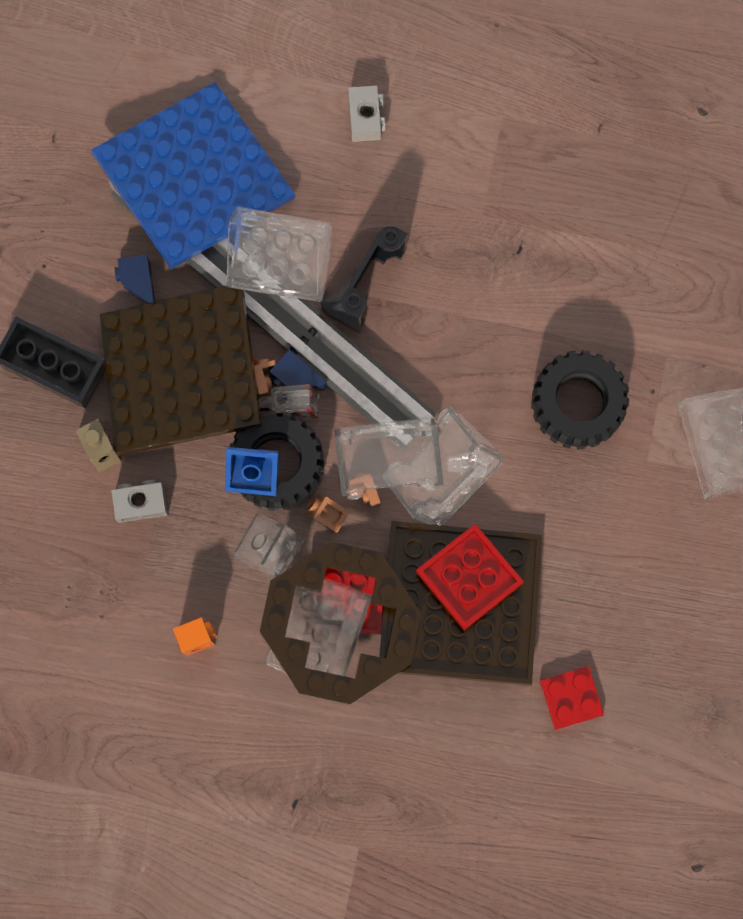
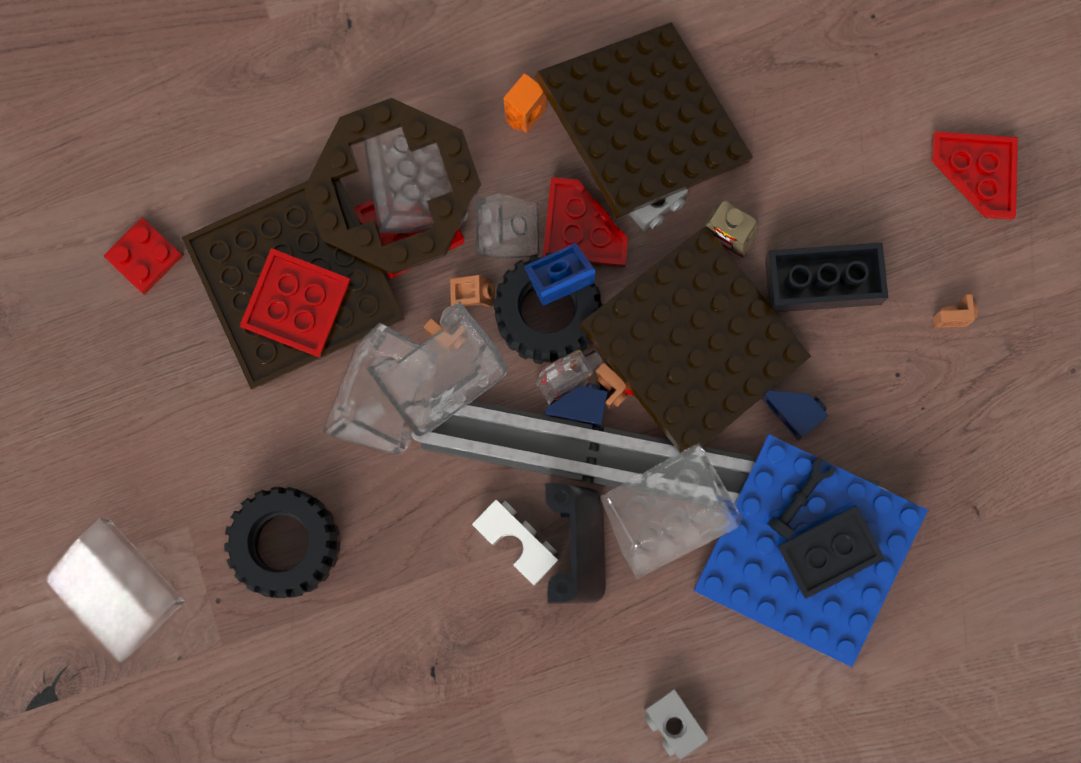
camera: 155 degrees right, 0 degrees up
(108, 567) = (643, 118): none -> dark brown plate
(179, 205) = (798, 500): none -> black piece
(181, 159) = (830, 551): none -> black plate
(211, 515) = (581, 220): none -> red plate
(408, 324) = (499, 522): none -> white arch

